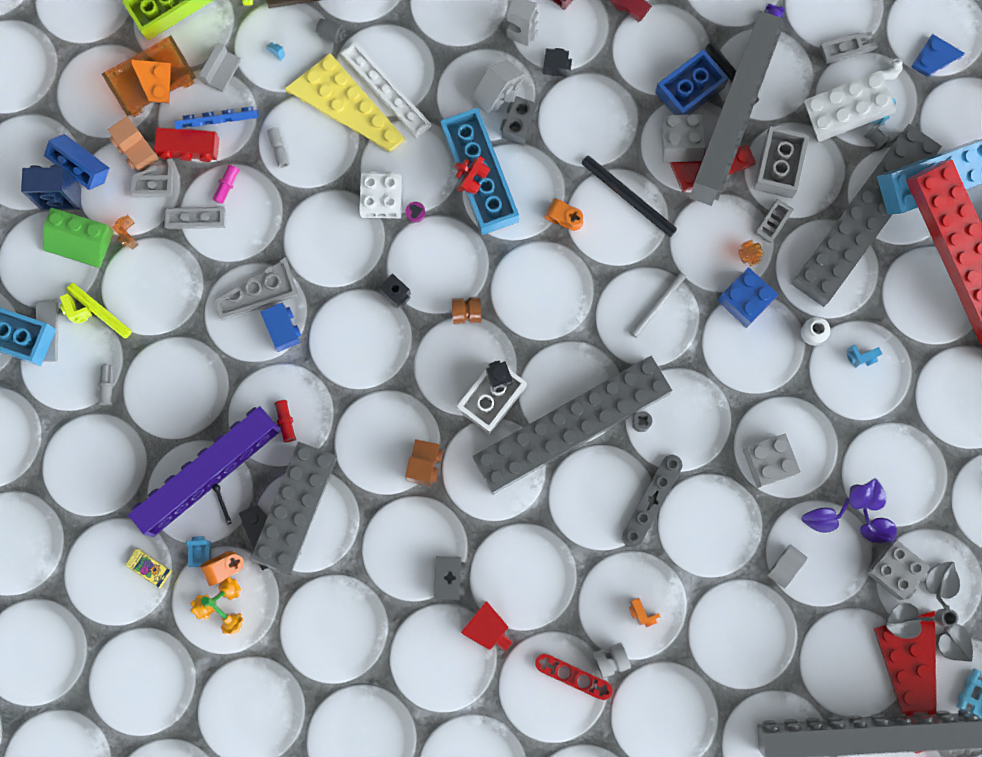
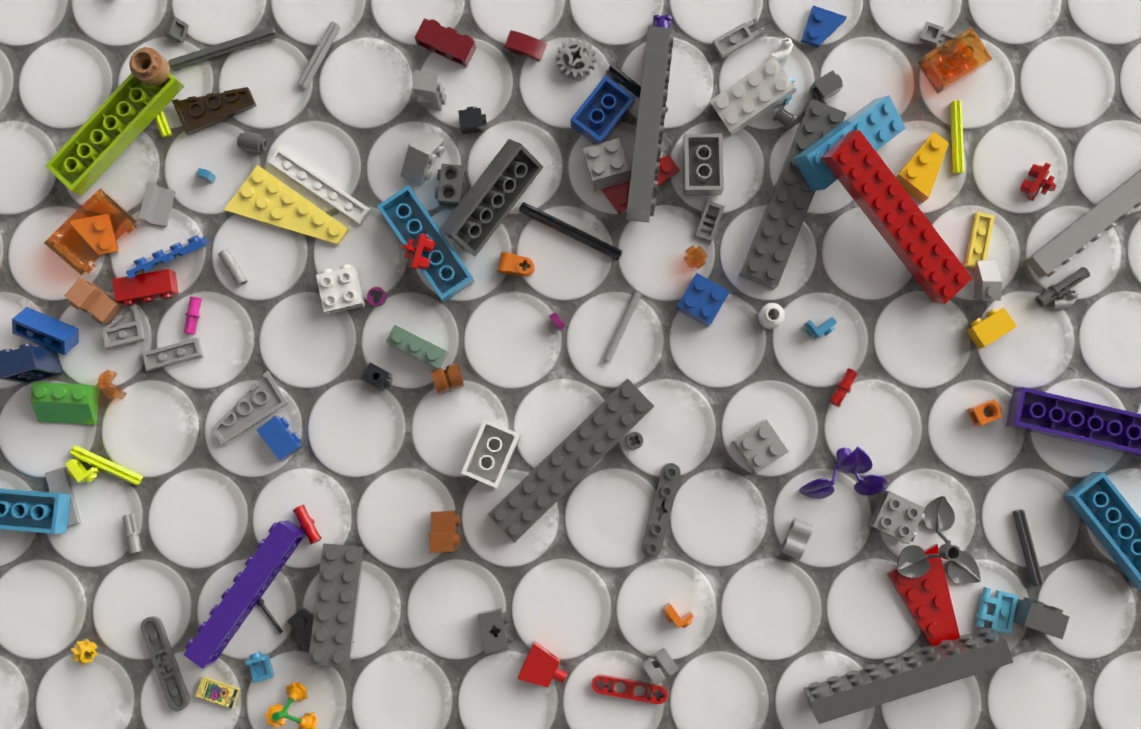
camera: 15 degrees left, 5 degrees up
(26, 490) = (84, 651): none -> yellow gear
(104, 545) = (171, 683): none -> dark grey piece
(218, 568) = (283, 677): orange piece -> none
(443, 271) = (417, 347): none -> sand green brick
(499, 375) = (491, 435): black brick -> none
(558, 141) = (492, 197): none -> dark grey brick
(592, 282) = (557, 321): none -> magenta tile
(675, 19) = (581, 62): none -> light grey gear
(873, 423) = (843, 387): none -> red pin
(928, 116) = (827, 86): none -> dark grey brick

